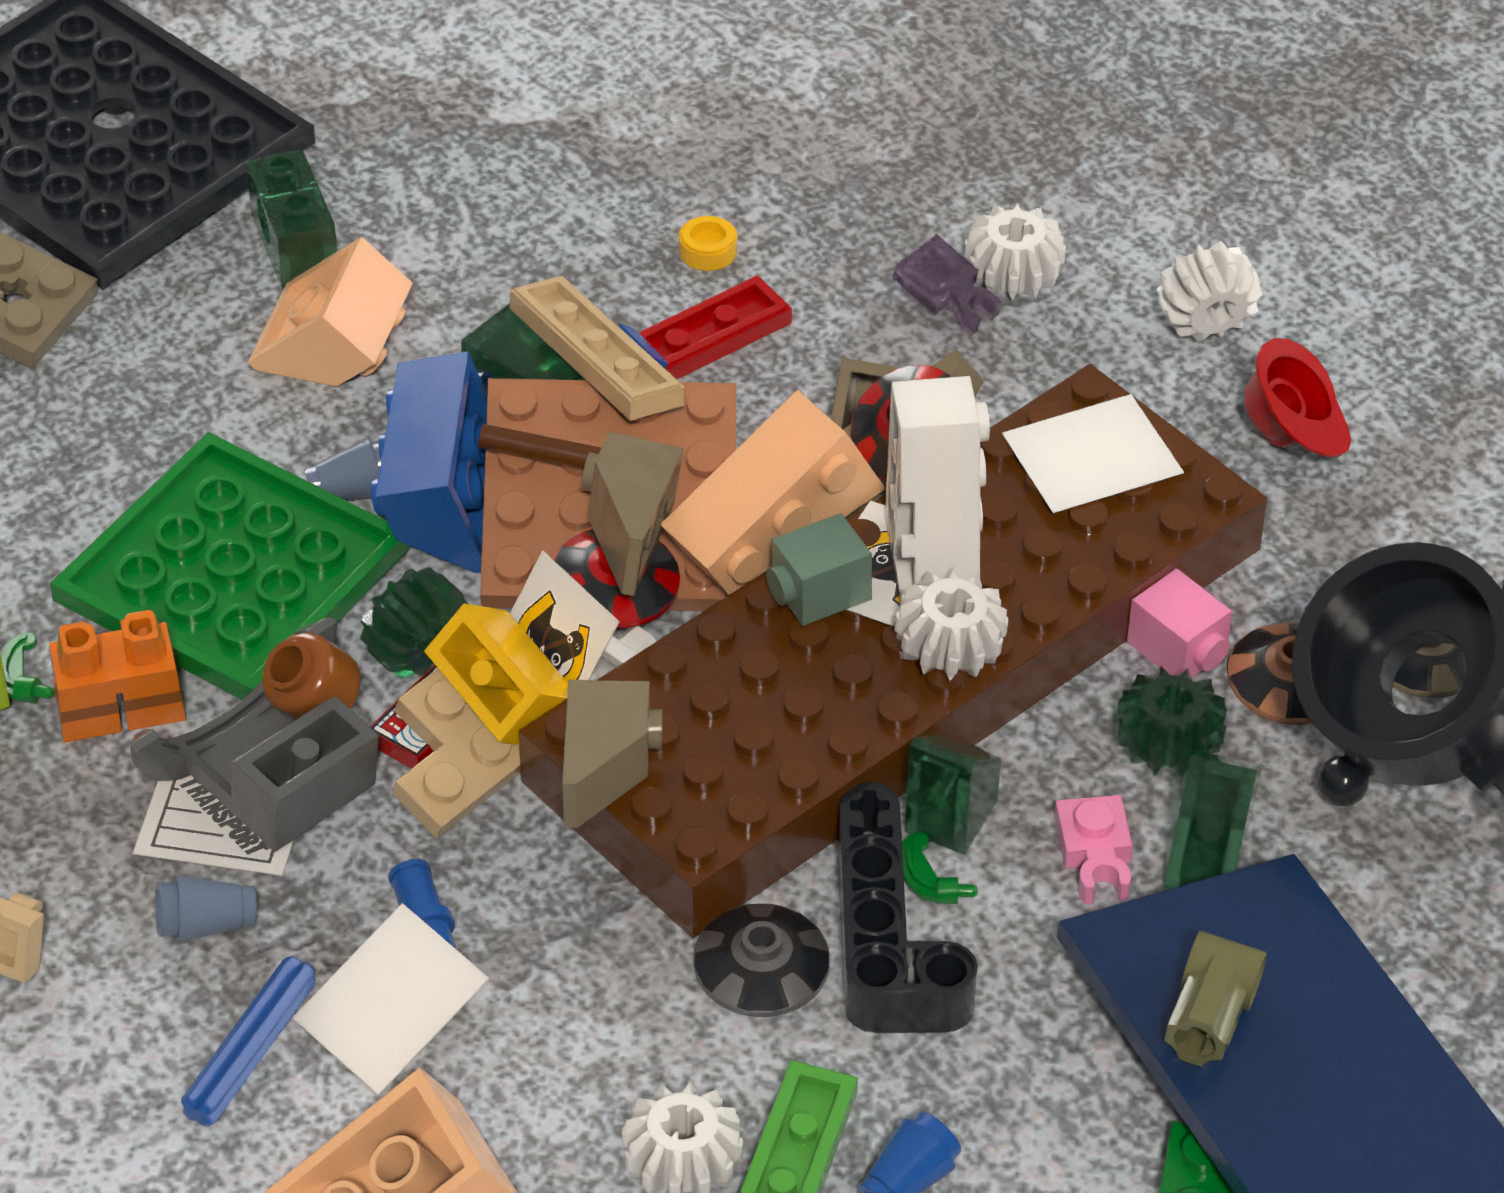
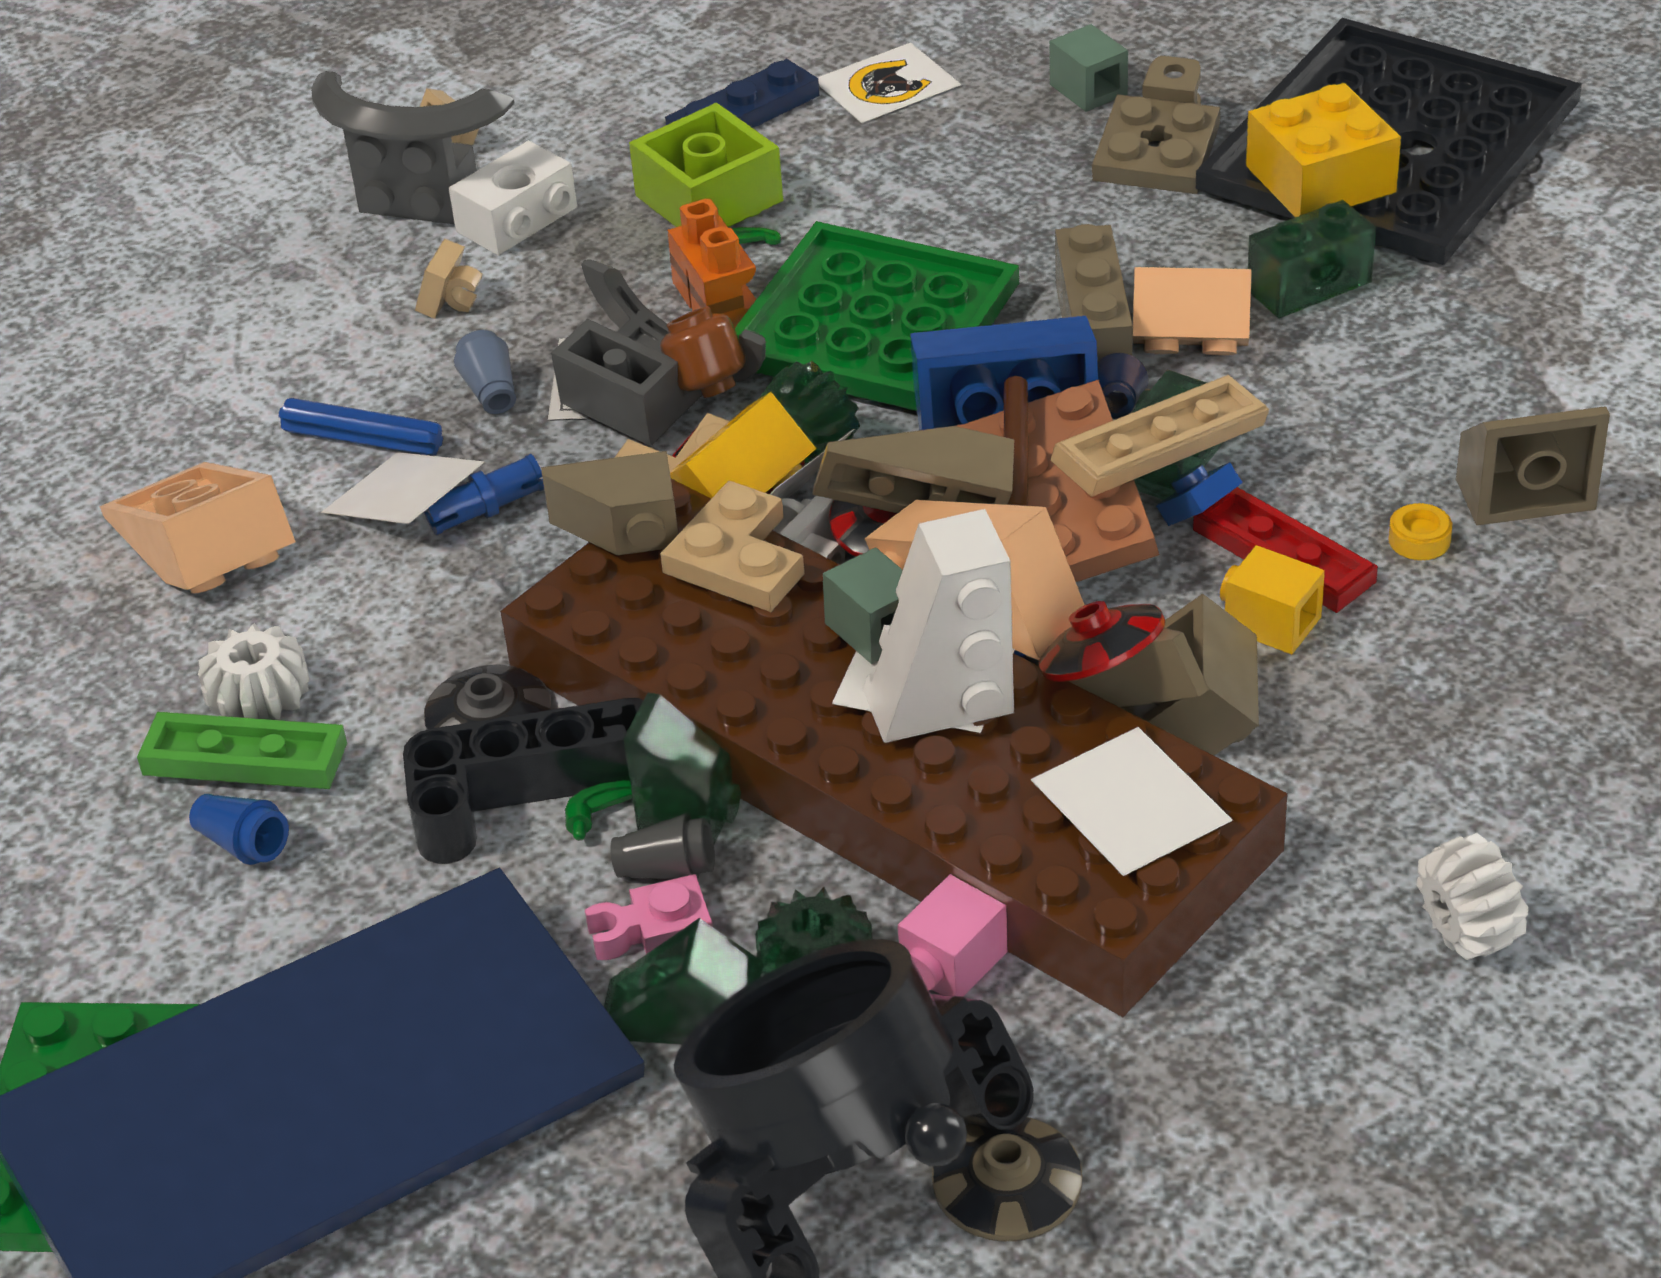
camera: 85 degrees right, 5 degrees down
(156, 159) = (1322, 150): none -> yellow brick
(298, 386) = (1093, 286): none -> dark tan brick
(667, 143) = (1533, 465): none -> dark tan slope
(689, 684) = (727, 551): none -> tan plate
(793, 345) = (1274, 597): none -> yellow brick
(944, 278) = (1422, 694): clear purple plate -> none
(951, 624) = (819, 702): white gear -> none
(1015, 251) = (1490, 743): white gear -> none
(1021, 817) = (665, 850): none -> dark grey cone
(1215, 990) = (404, 976): olive piece -> none
(1295, 400) = (1316, 991): red piece -> none

